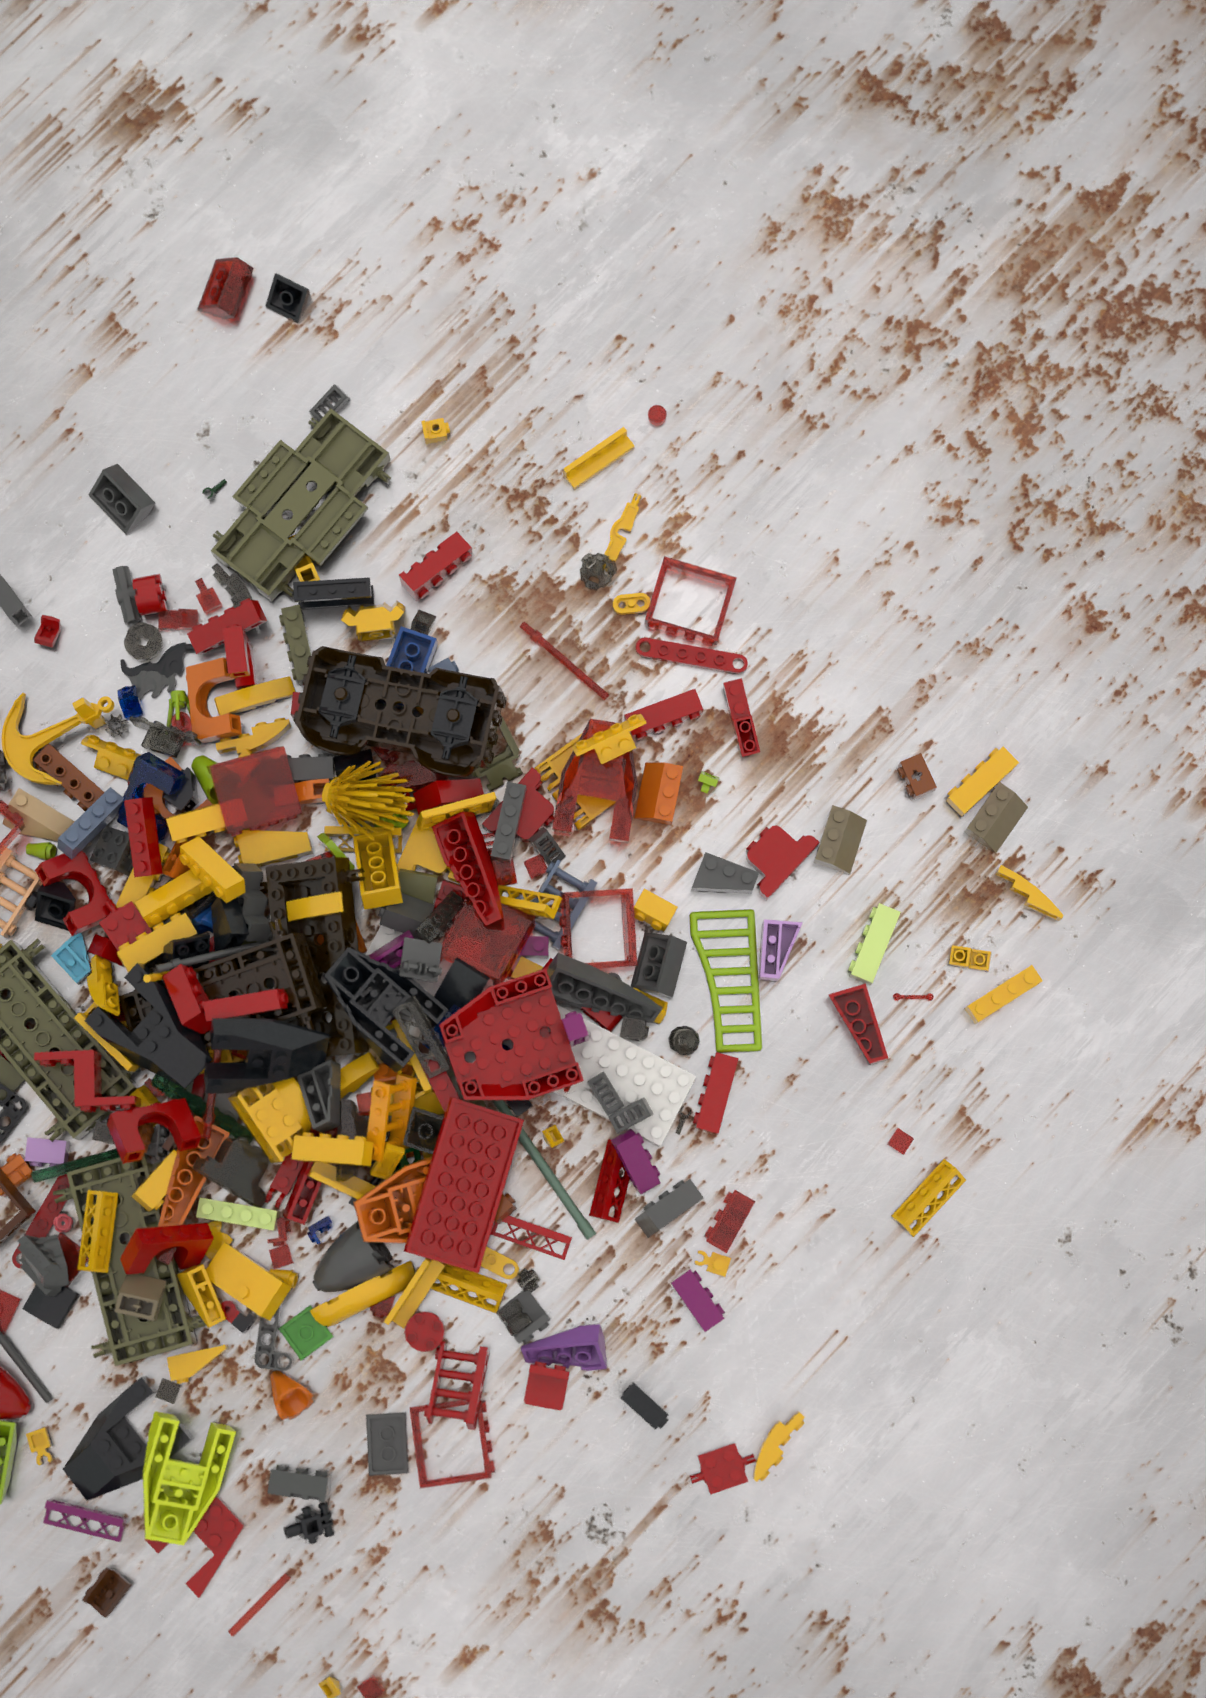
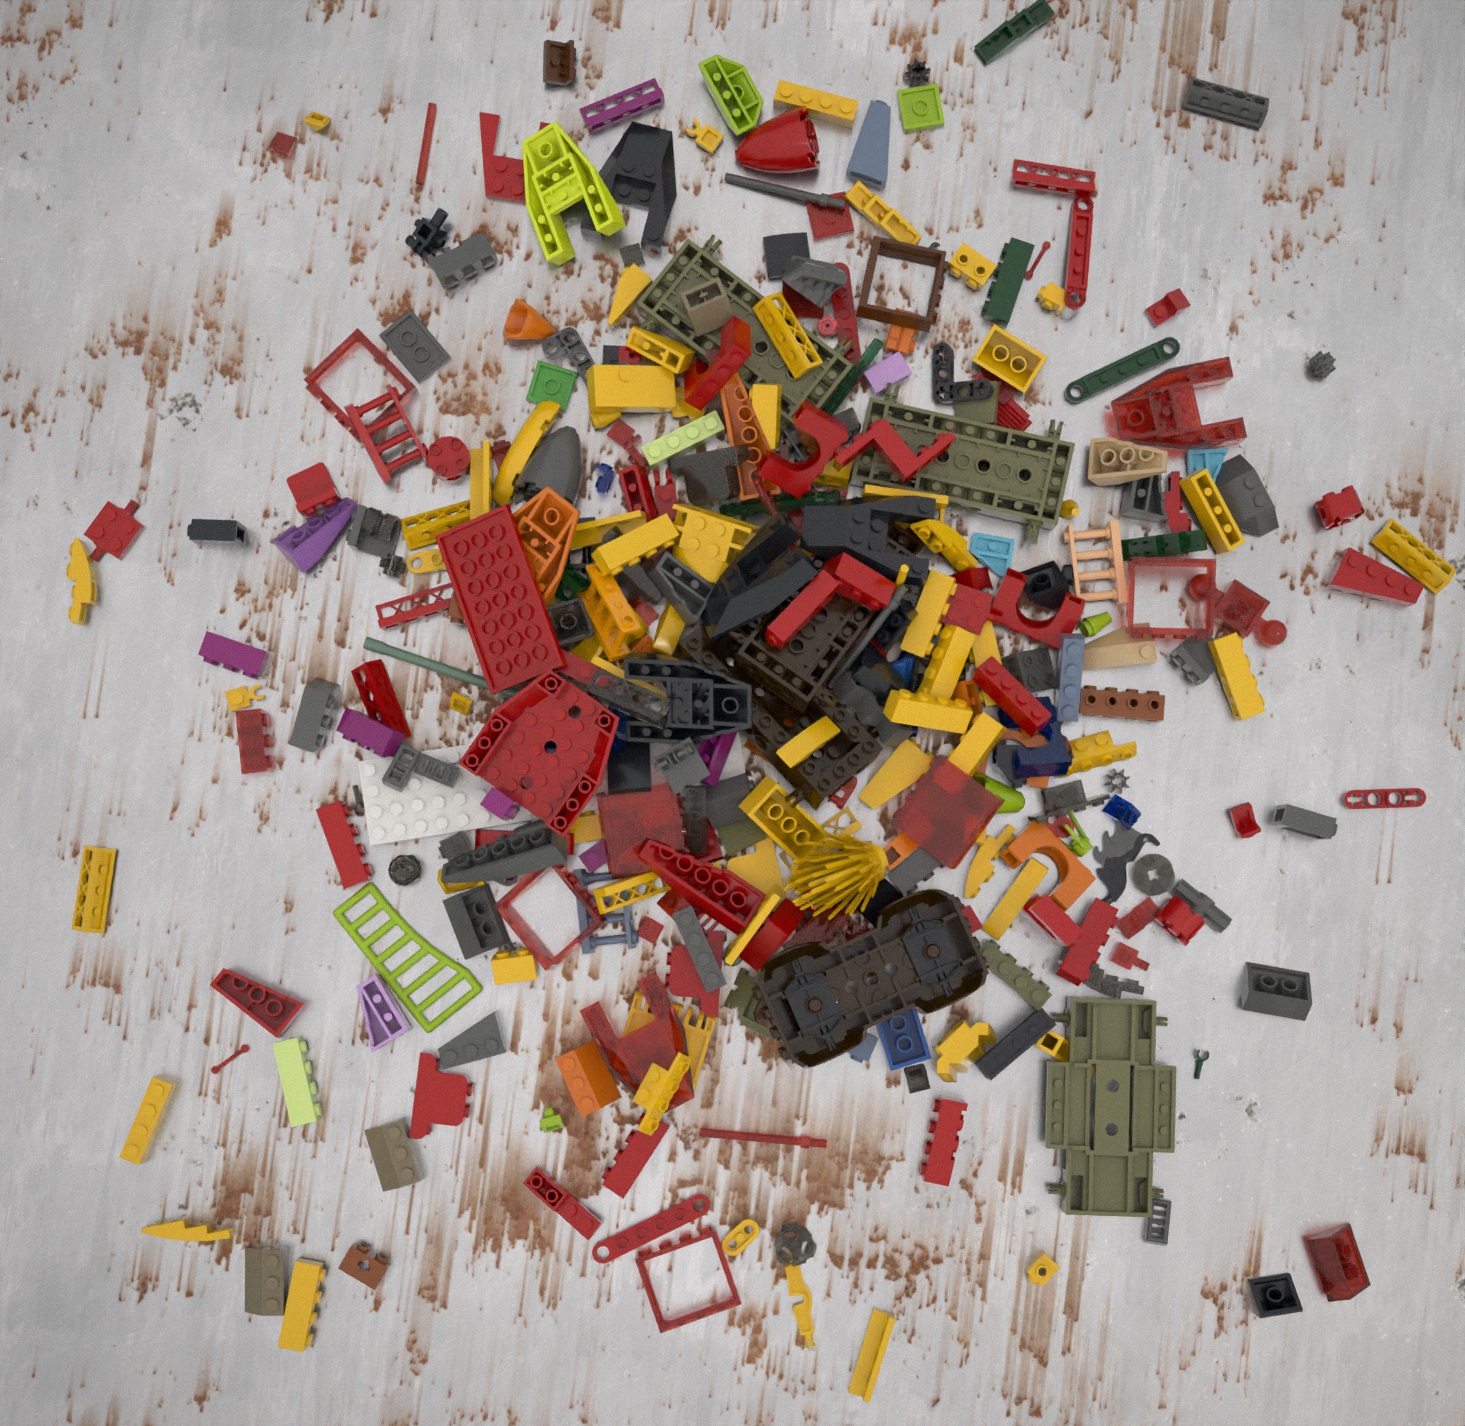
camera: 145 degrees right, 5 degrees up
(21, 749) = (1182, 697): yellow piece -> none
(332, 847) = (837, 811): lime tile -> none
(391, 1159) = (580, 576): yellow plate -> none
(541, 835) = (663, 956): dark grey slope -> none
(900, 1141) = (153, 921): clear red tile -> none
(970, 958) = (202, 1131): yellow slope -> none

